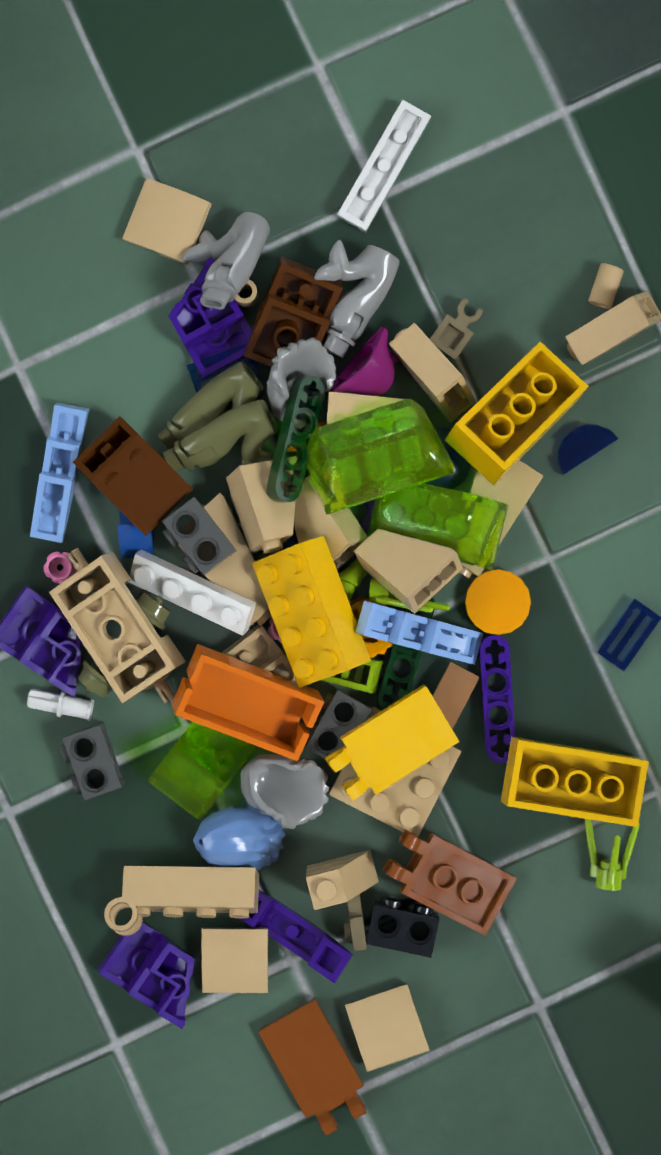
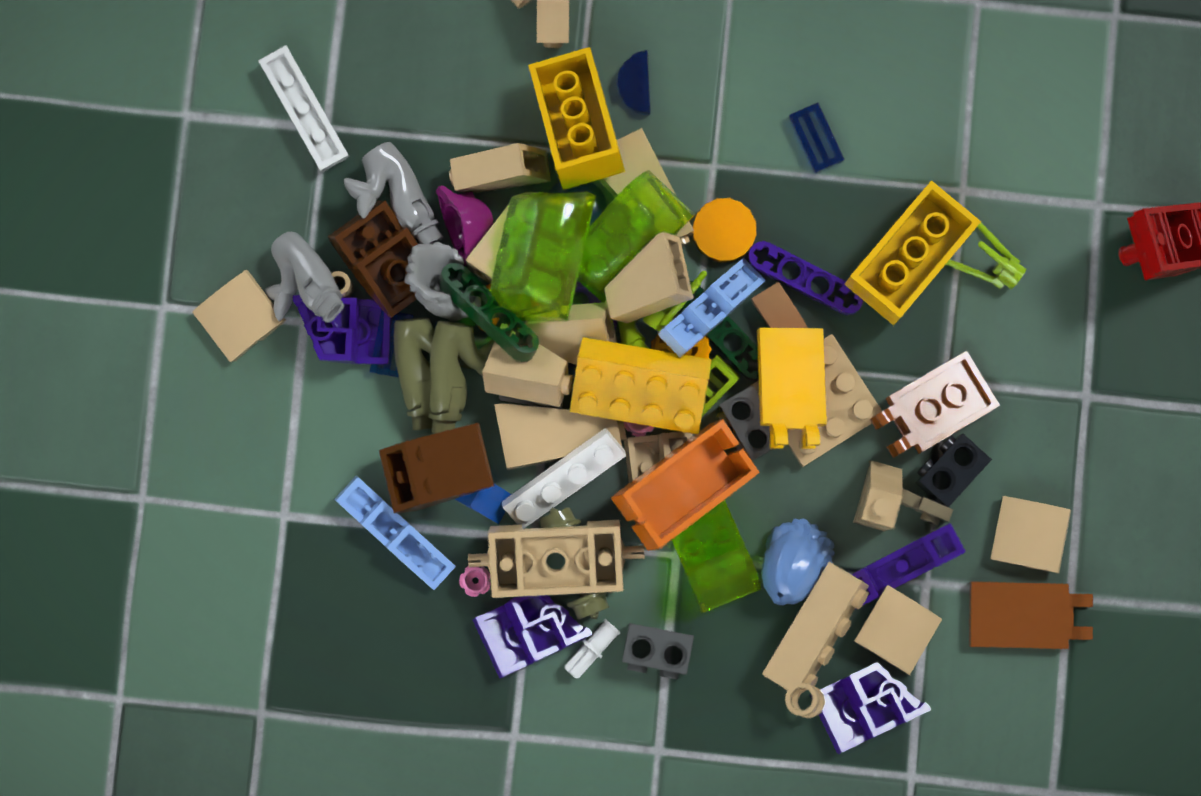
camera: 65 degrees left, 5 degrees down
(205, 531) = (520, 433): dark grey brick -> none
(285, 788) = (776, 498): light grey piece -> none
(453, 333) = (477, 133): dark tan plate -> none

